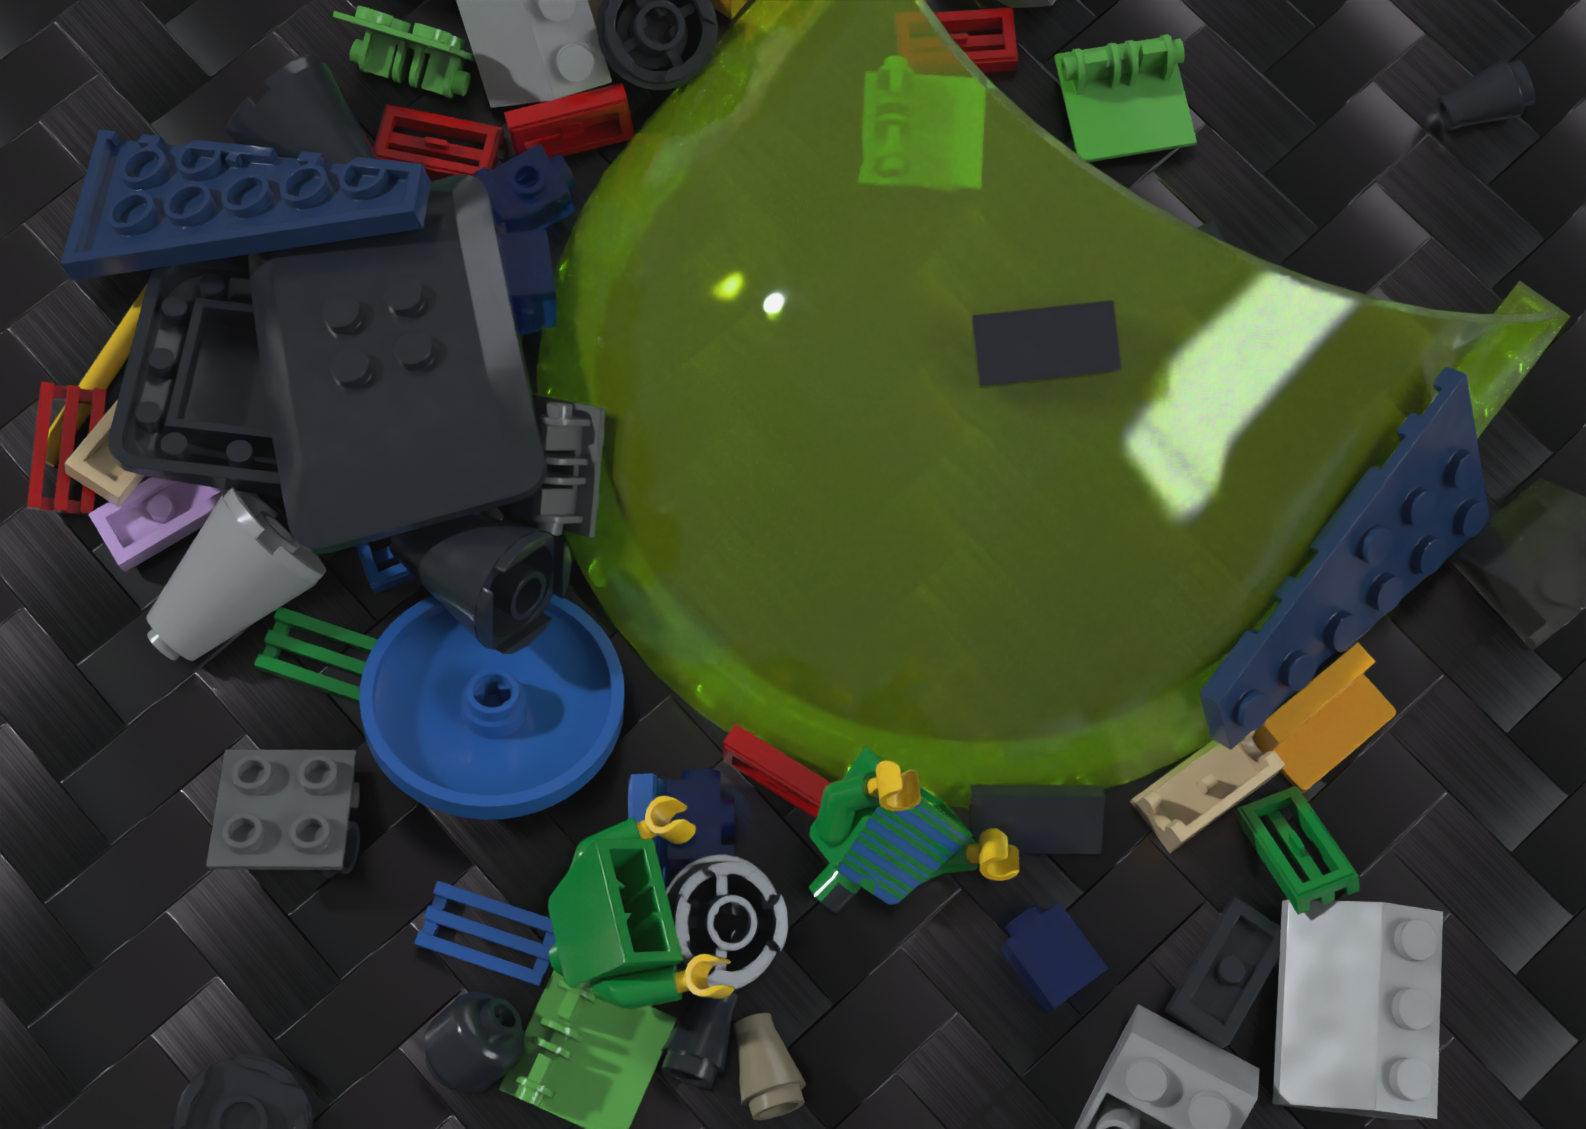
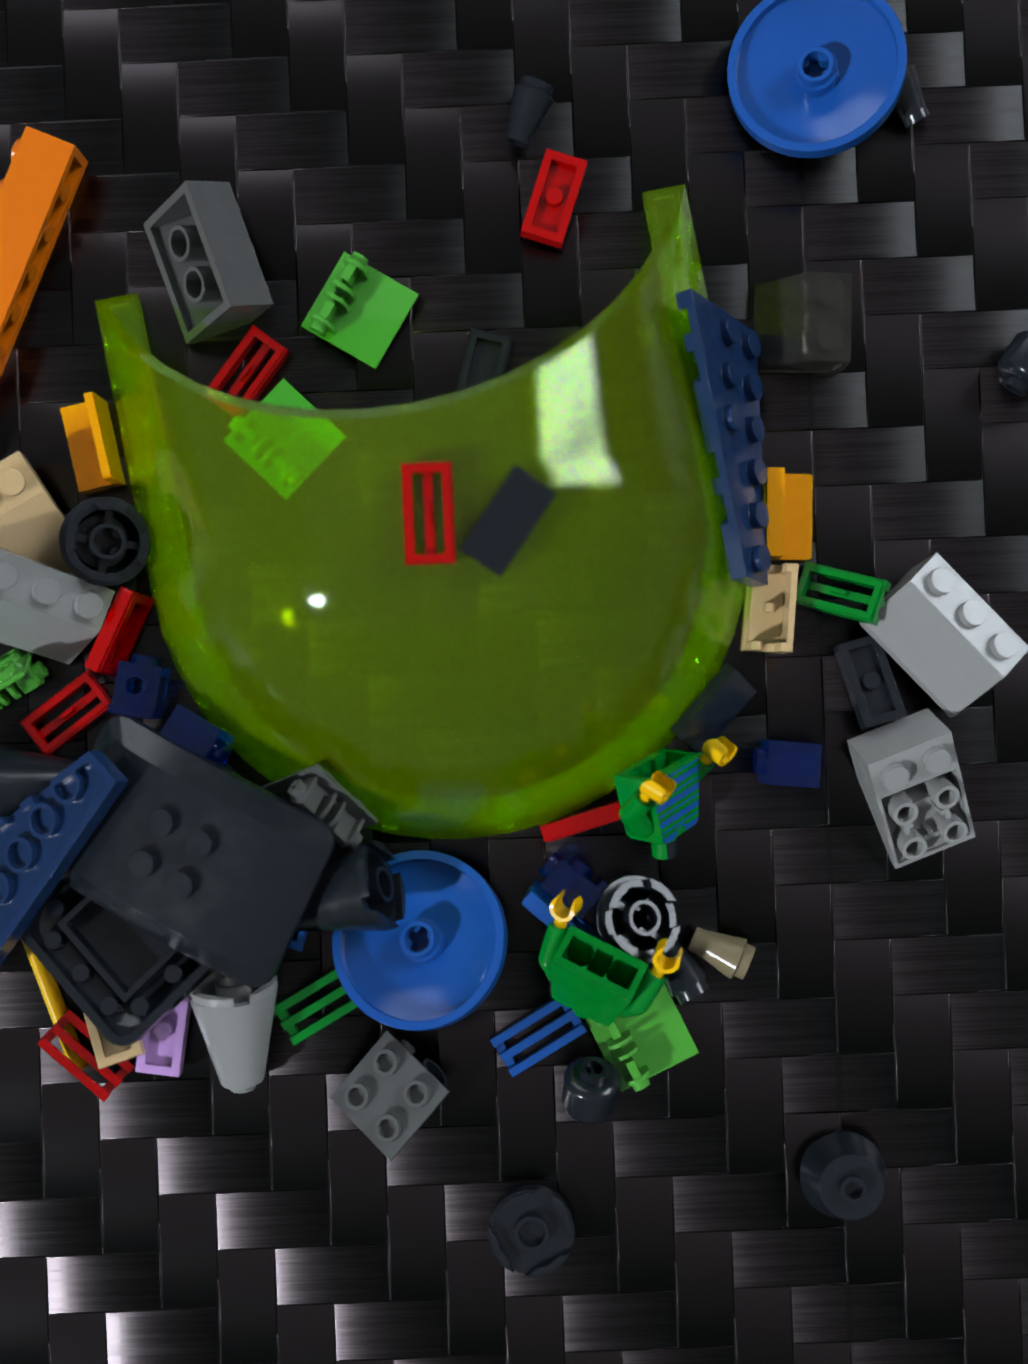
camera: 45 degrees left, 15 degrees up
(939, 297) = (427, 470): none -> red tile
(1424, 194) = (554, 198): none -> red plate

